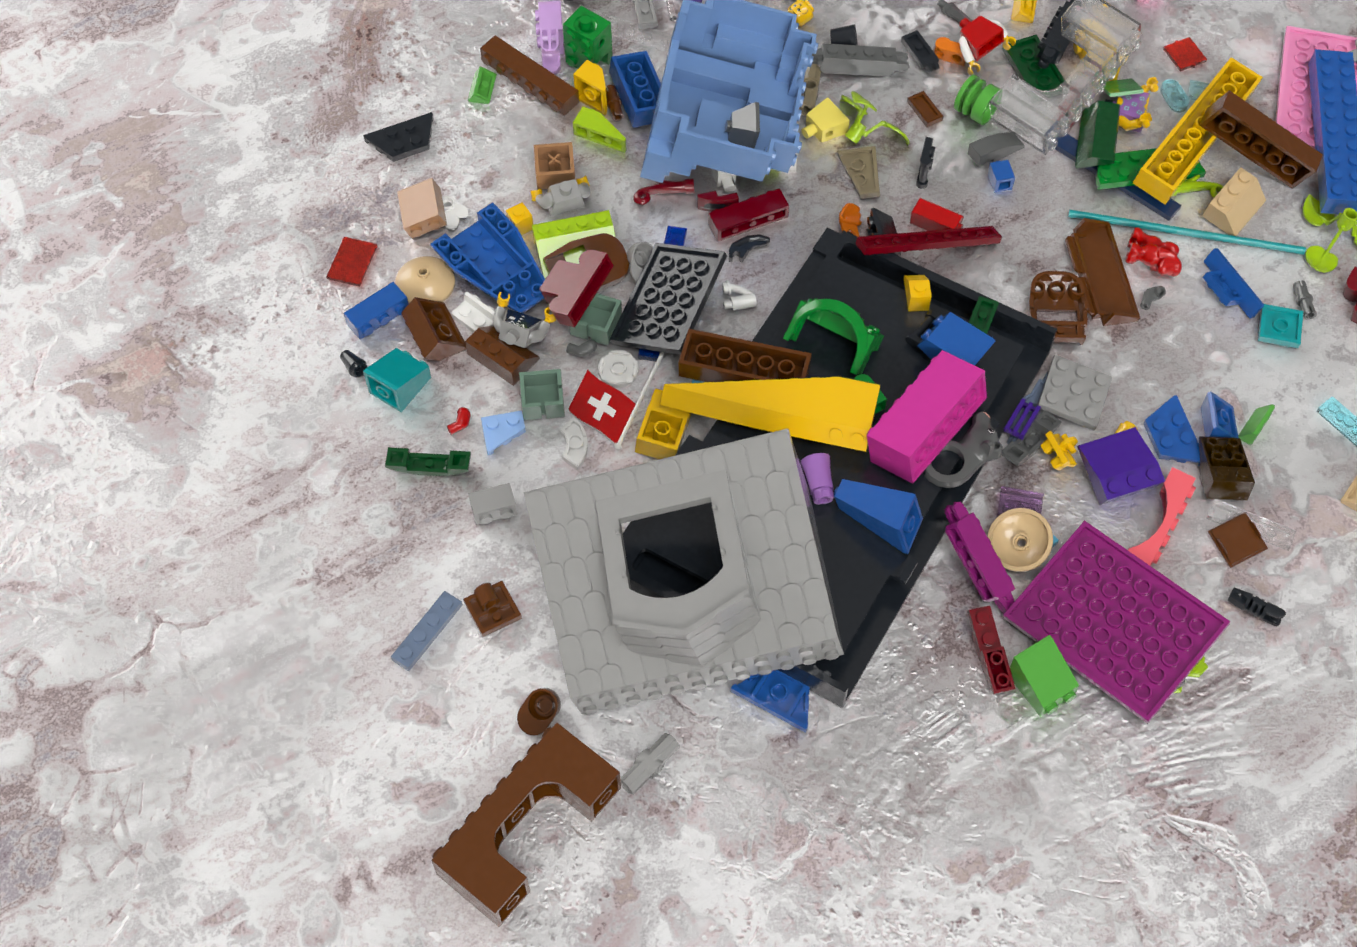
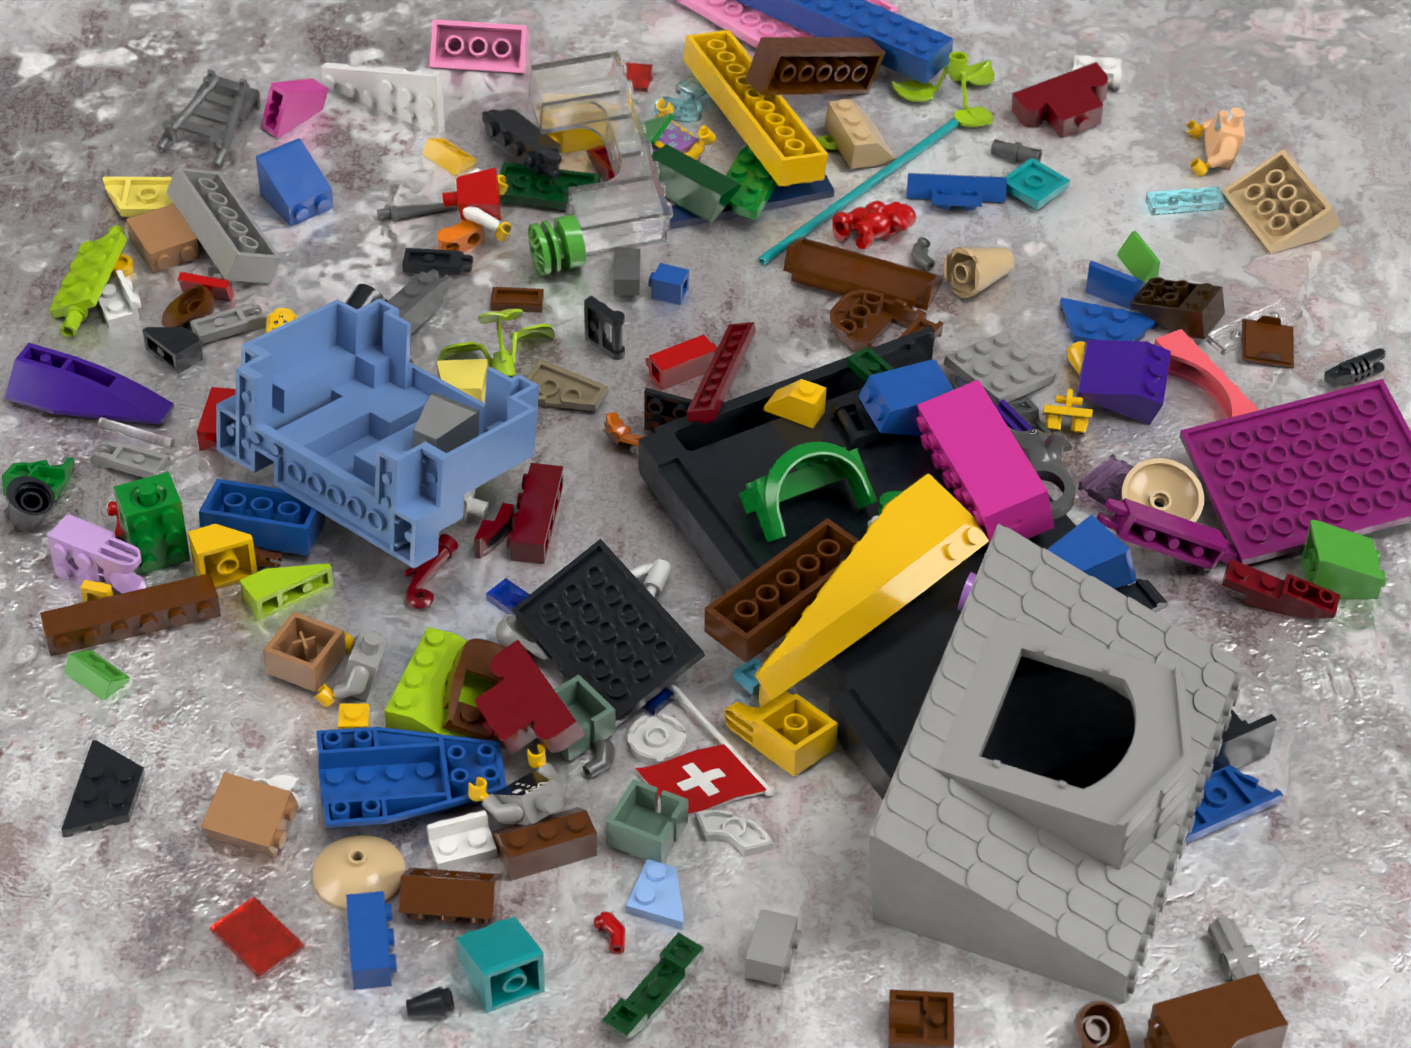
camera: 60 degrees left, 15 degrees down
(532, 51) = (95, 590): none -> yellow plate
(744, 245) = (573, 536): black piece -> none
(1160, 333) = (976, 268): none -> tan cone

